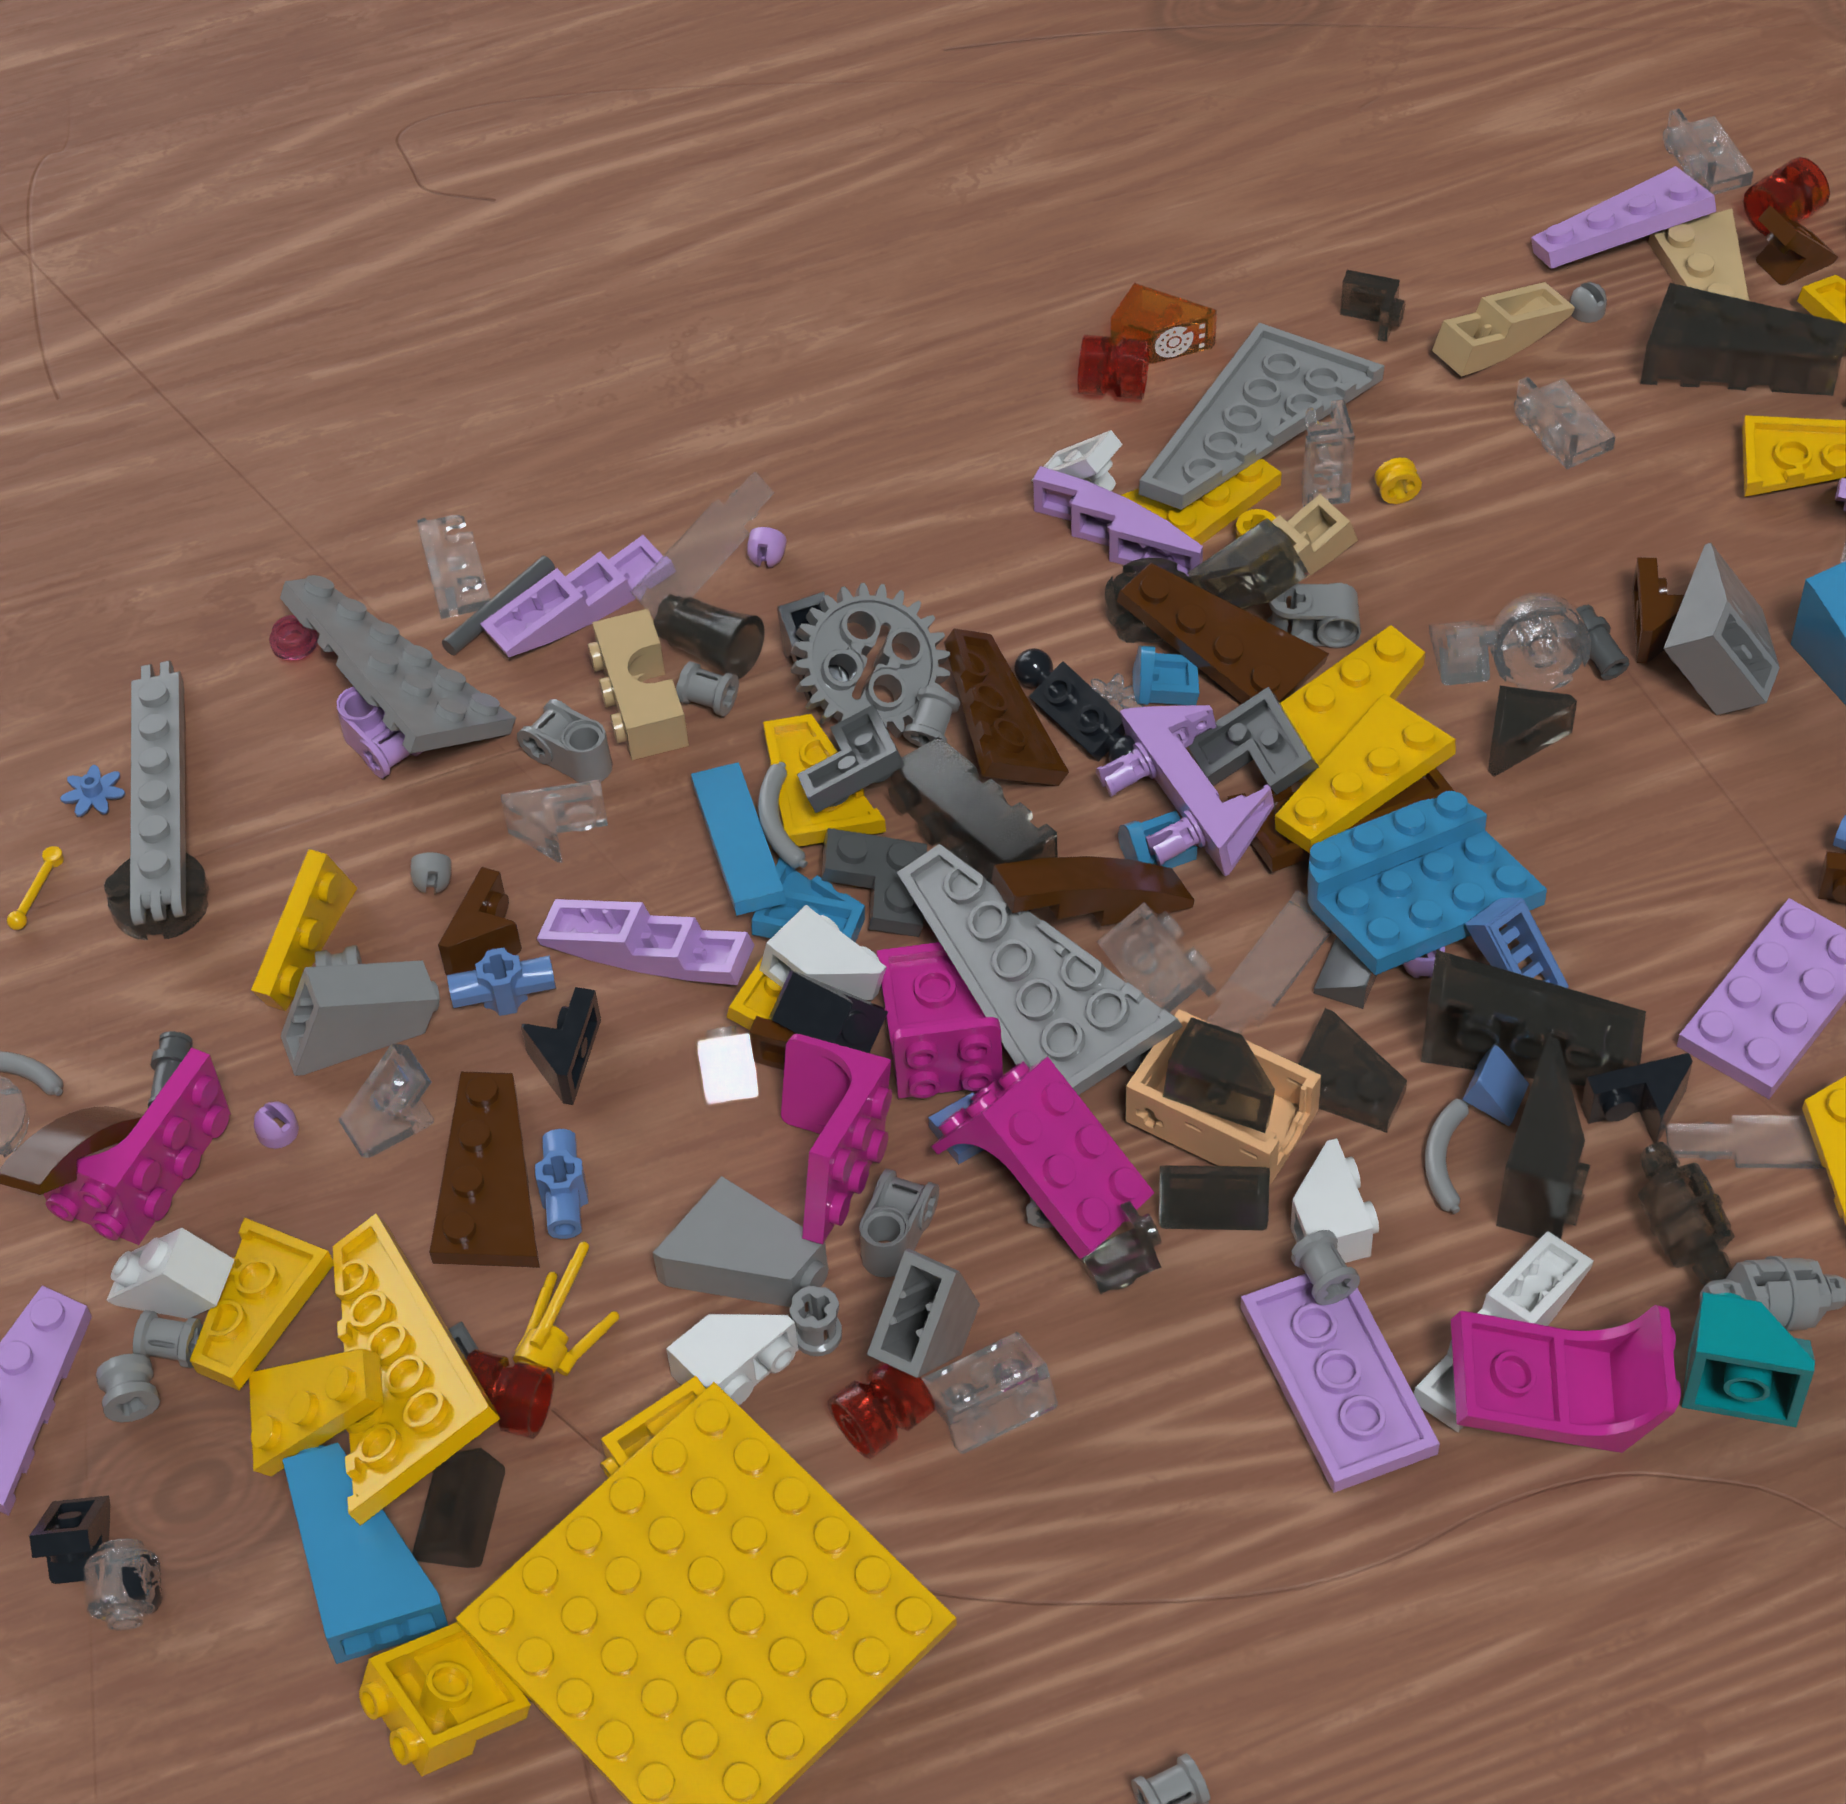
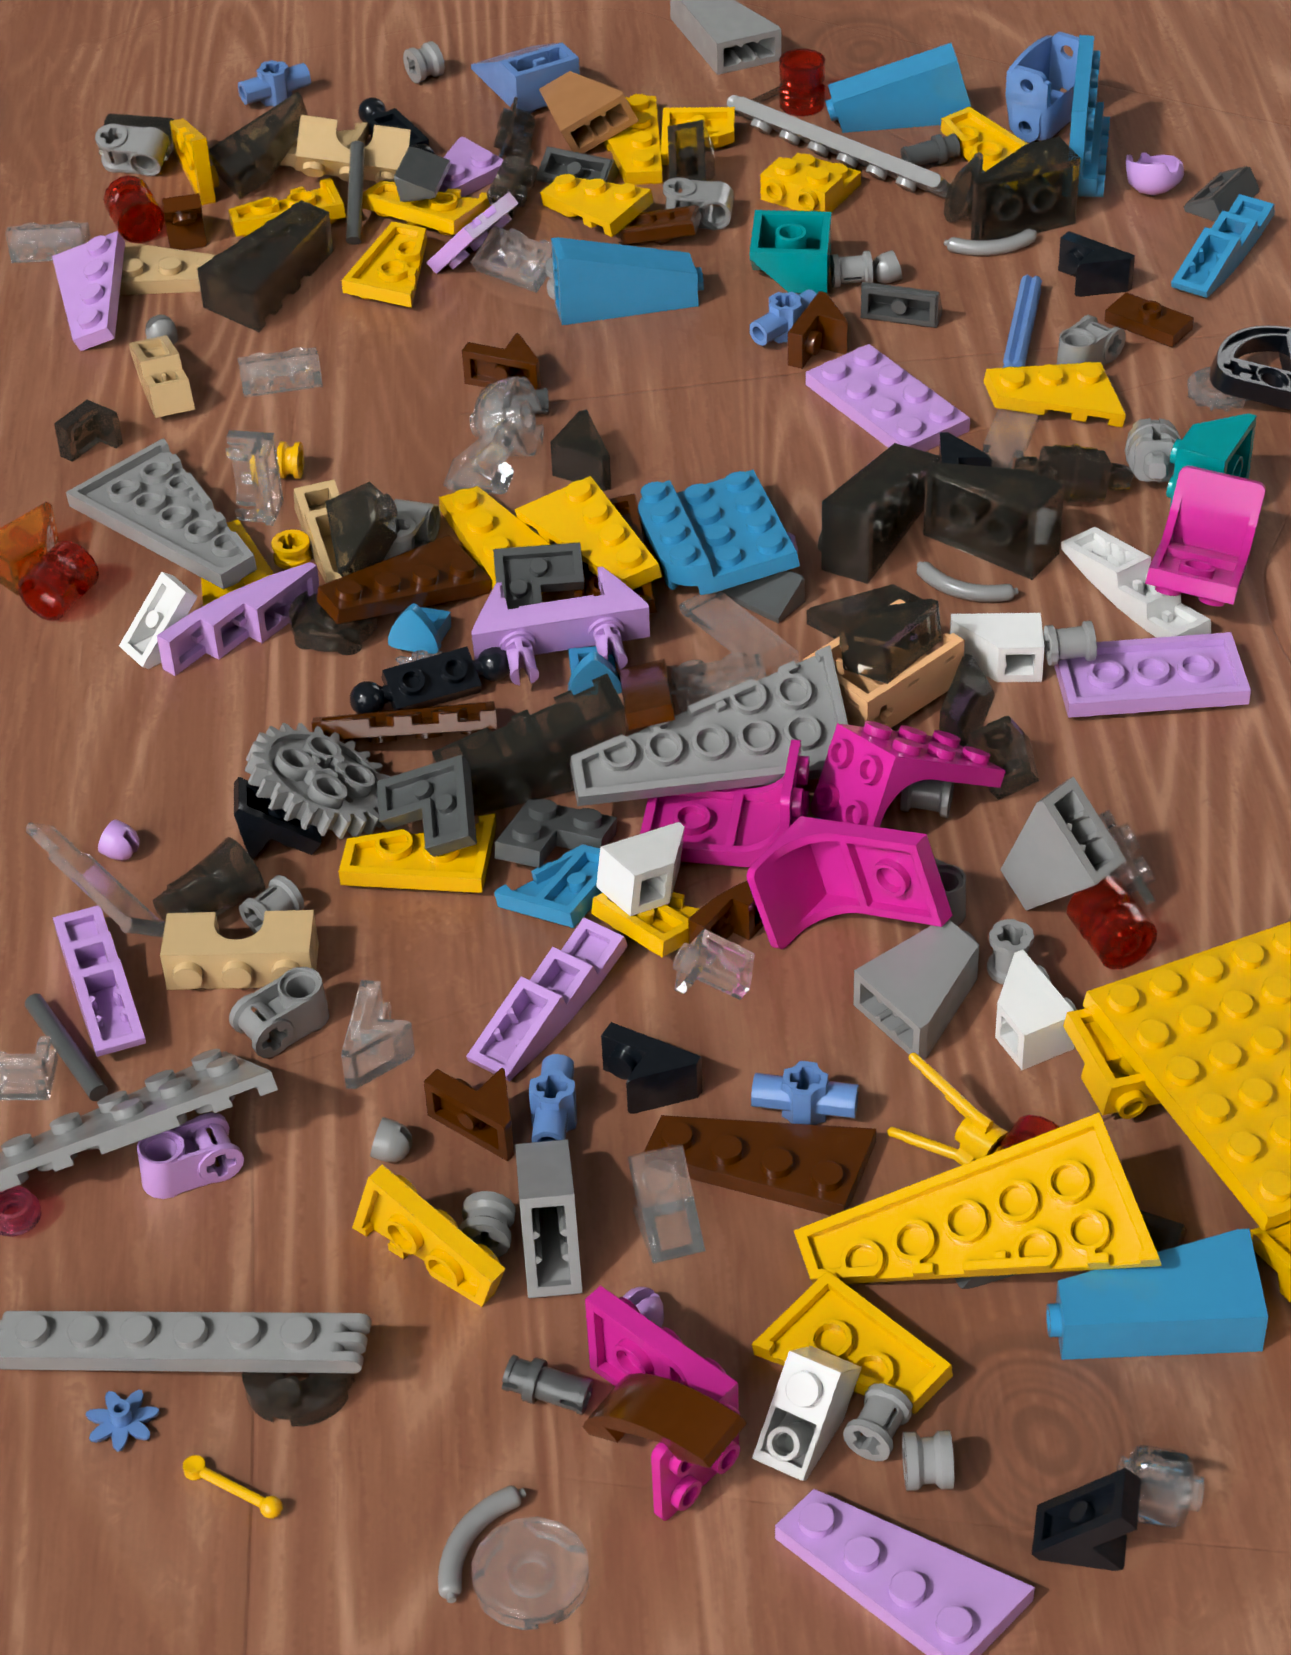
camera: 75 degrees left, 10 degrees down
(310, 1403) = (1009, 1296): yellow wing -> none
(738, 839) = (465, 911): dark azure tile -> none
(770, 819) = (460, 880): light grey piece -> none
(827, 1013) = (712, 869): black slope -> none
(931, 715) = (398, 755): light grey bush -> none
(1497, 1086) = (915, 541): medium blue slope -> none
(1520, 925) = (793, 492): medium blue slope -> none
(1722, 638) = (564, 326): light grey slope -> none

